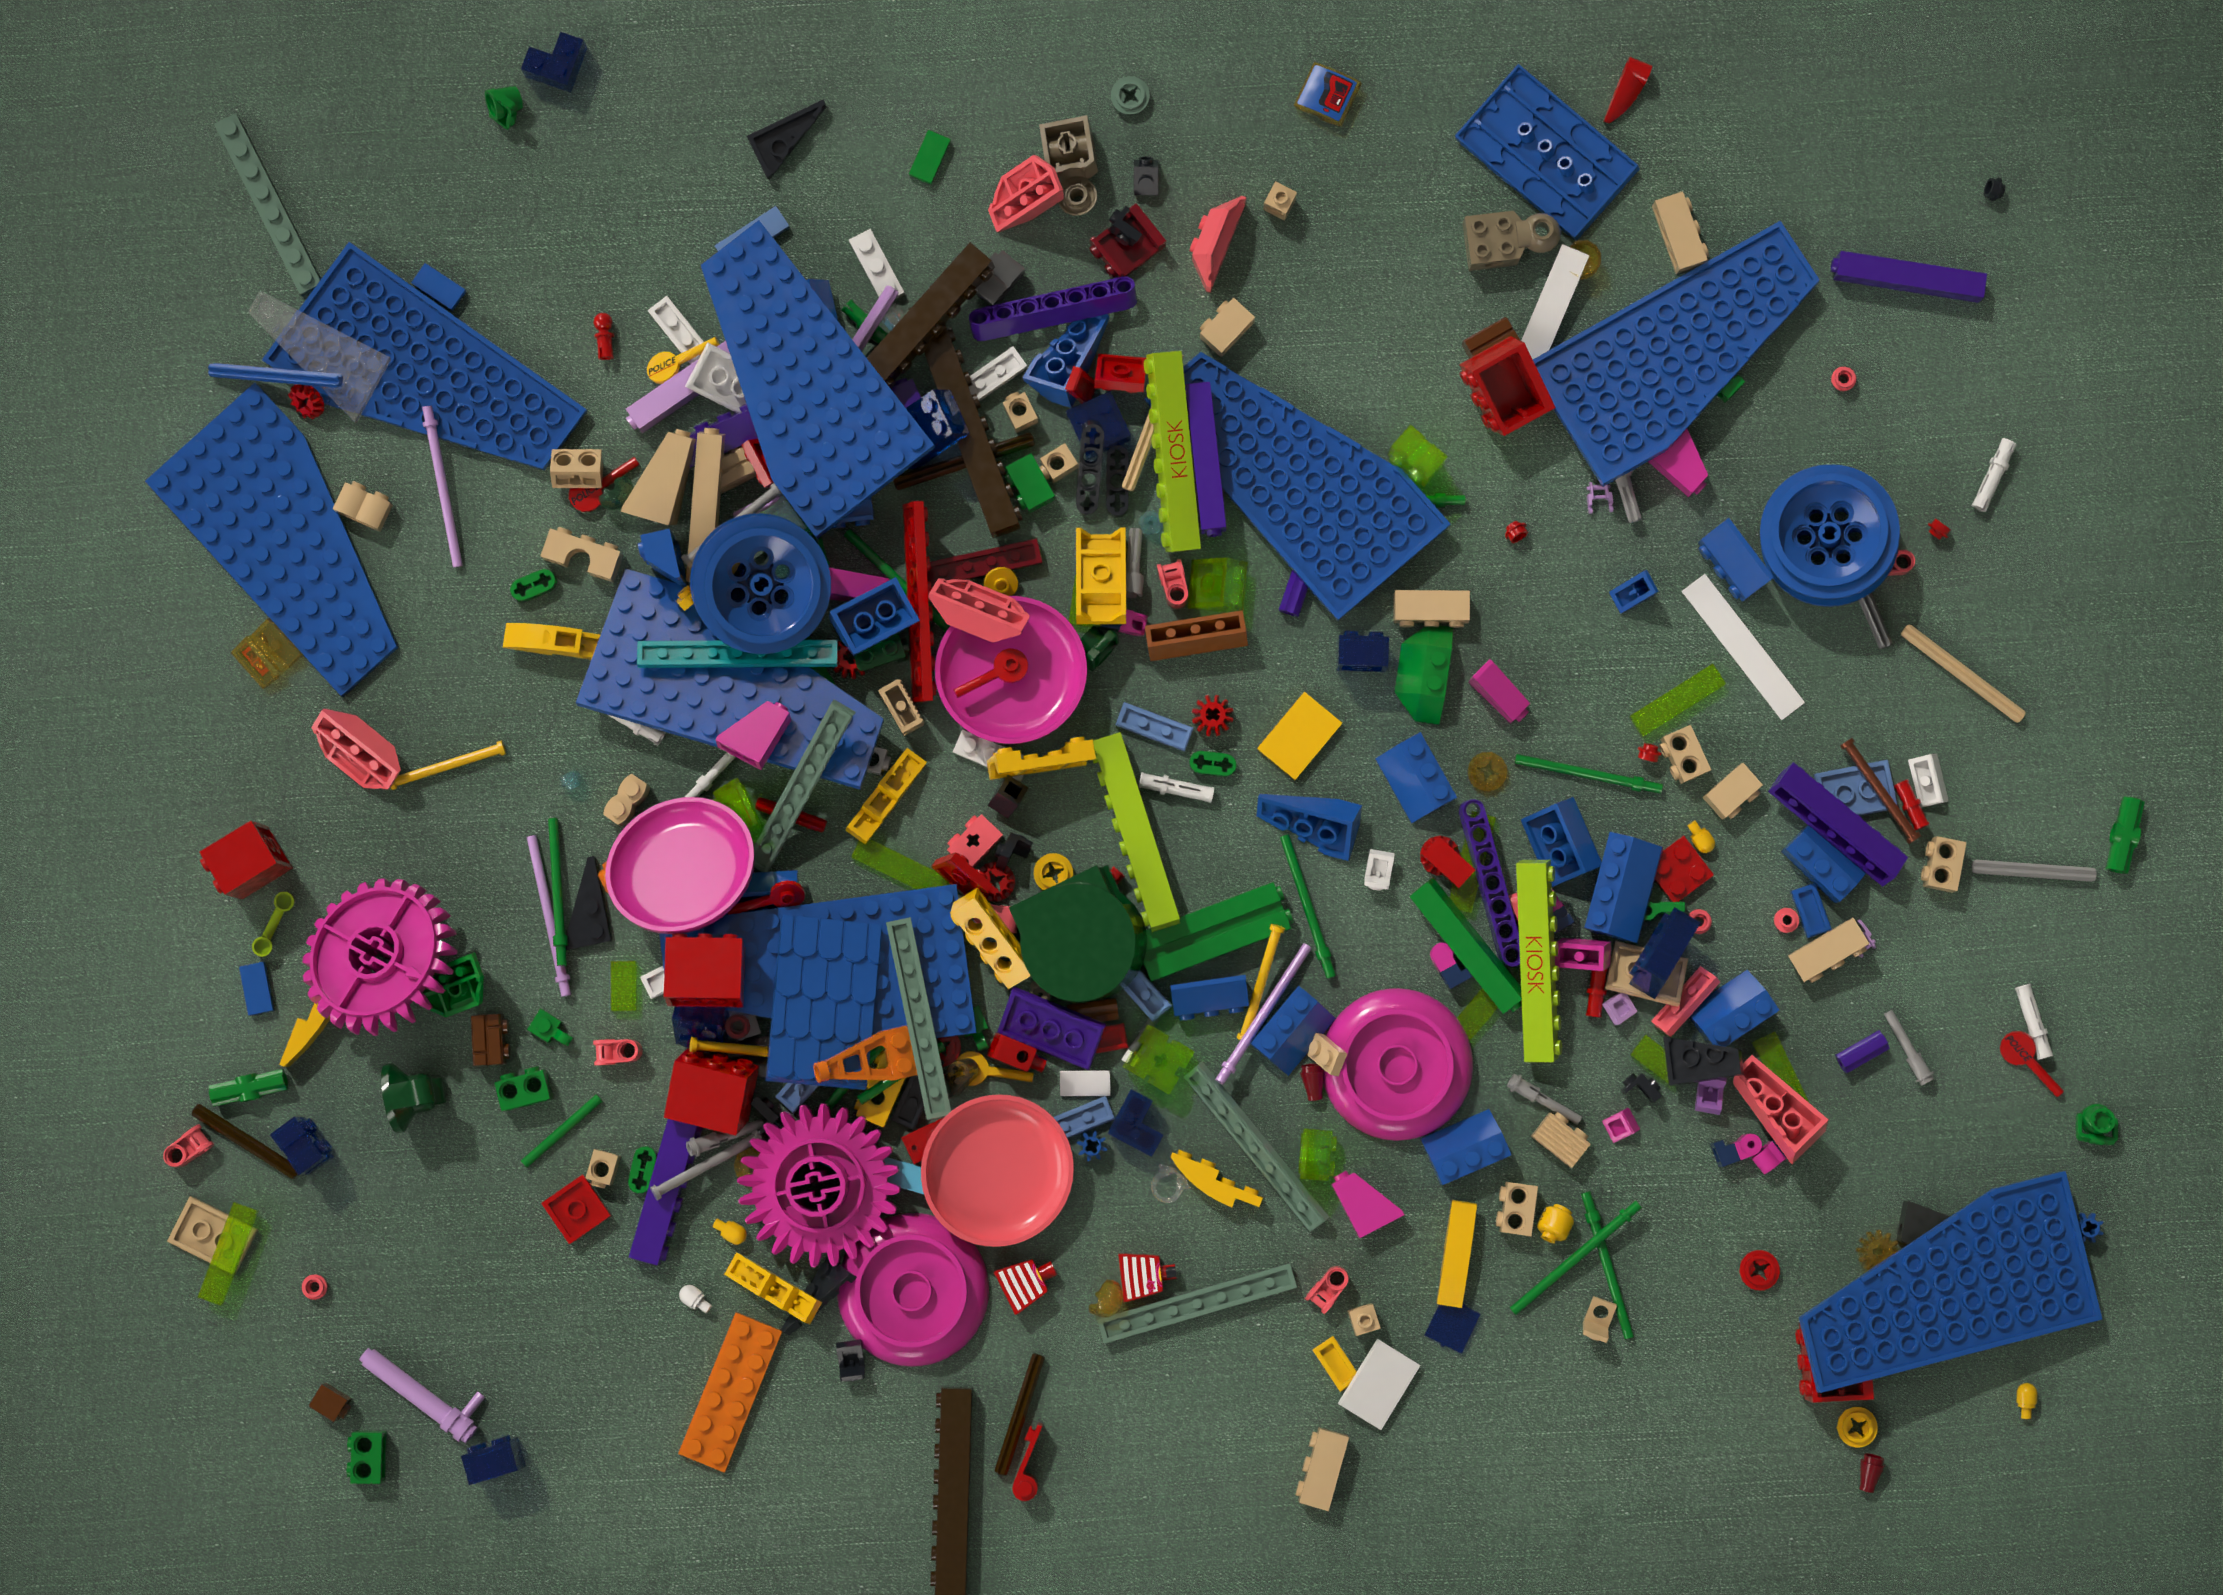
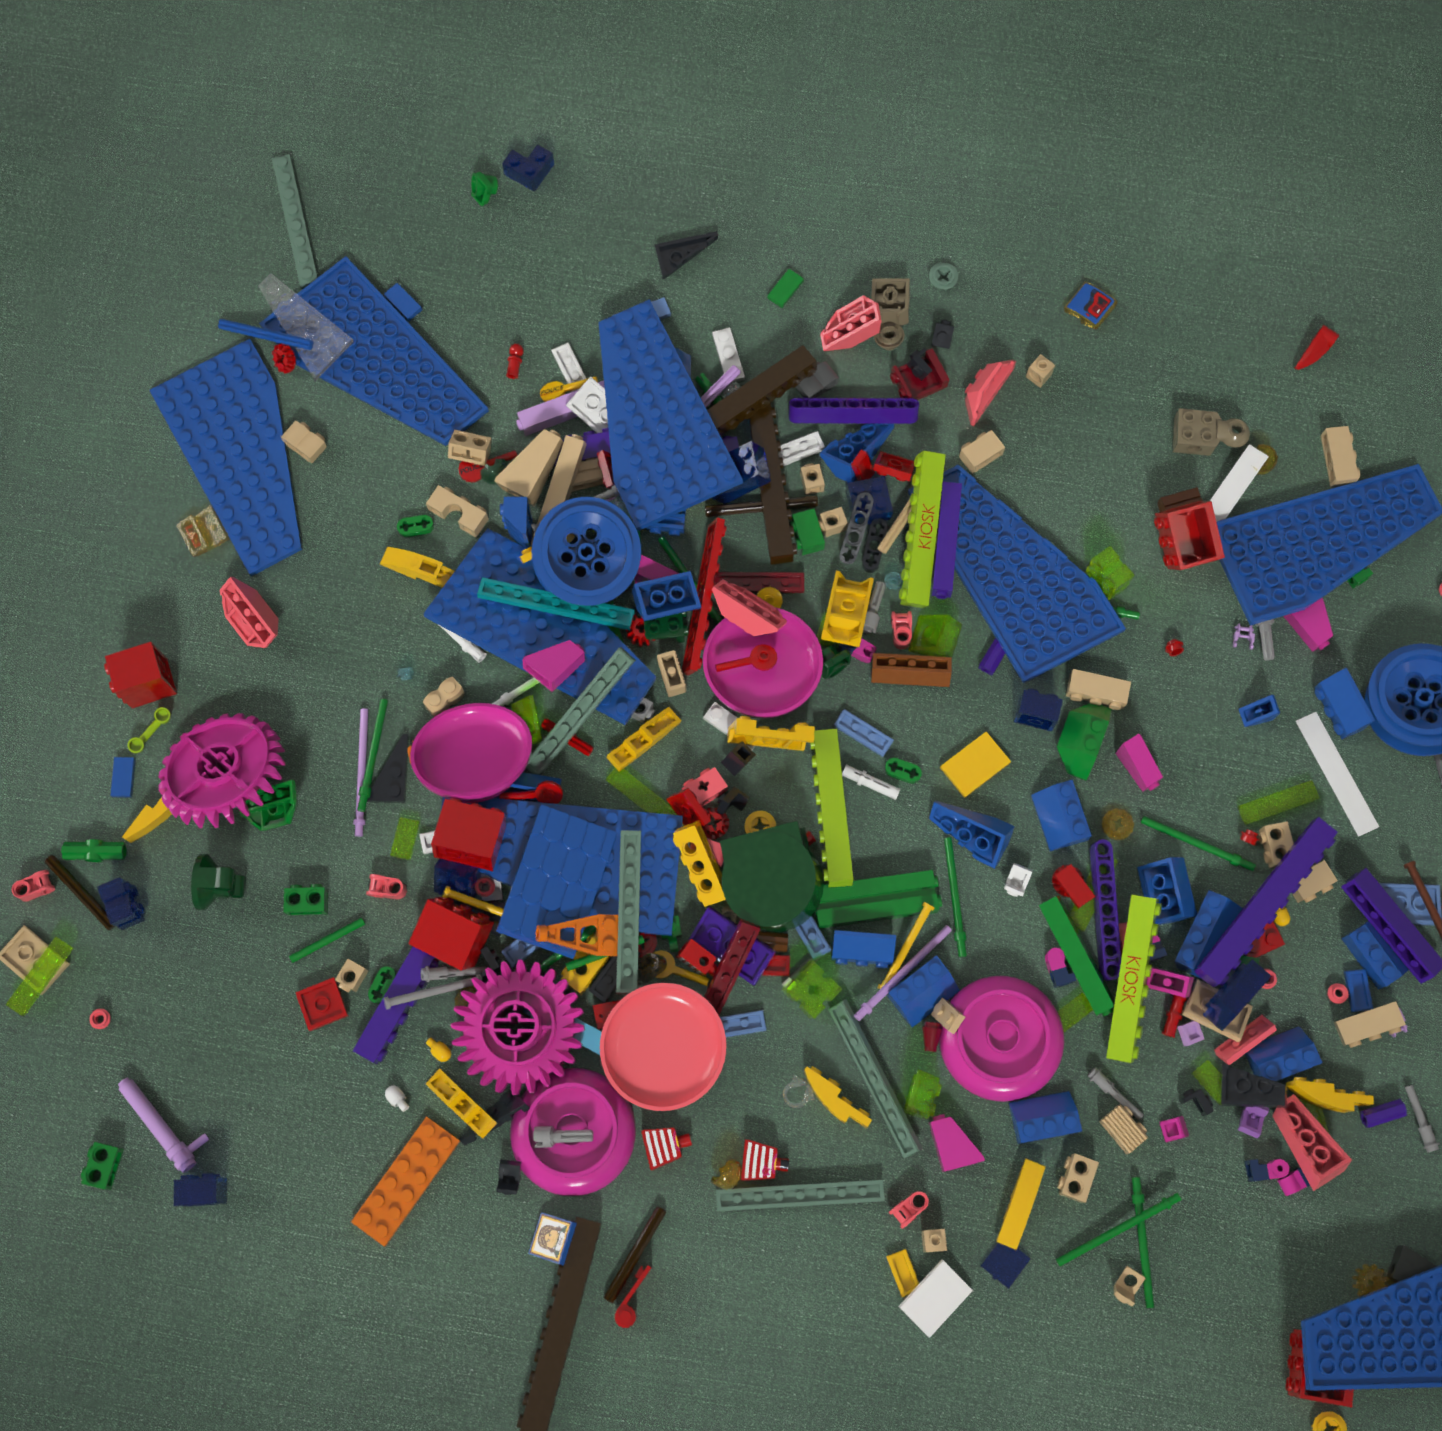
camera: 10 degrees right, 10 degrees down
(331, 1402) = (85, 1114): reddish brown brick -> none
(430, 424) = (370, 393): lavender bar -> none
(449, 764) = (315, 642): yellow bar -> none
(489, 1039) = (290, 856): reddish brown brick -> none
(547, 1028) = (338, 857): green plate -> none
(887, 1305) = (547, 1136): none -> light grey piece
(919, 1419) = (552, 1238): none -> tile
(1056, 1054) = (731, 964): none -> dark red plate
(1084, 1083) = (749, 996): white slope -> none
(1084, 1144) = (748, 1050): blue gear -> none
(1129, 1125) = (776, 1037): clear blue brick -> none
(1212, 724) = (911, 740): red gear -> none
(1322, 1468) = (874, 1359): tan brick -> none
(1547, 152) = (1248, 379): blue piece -> none
(1555, 1223) = (1107, 1197): yellow head -> none
(1679, 833) = (1265, 902): none -> dark purple brick
(1770, 1272) = (1278, 1279): red gear -> none
(1790, 1048) = (1325, 1096): none -> yellow slope

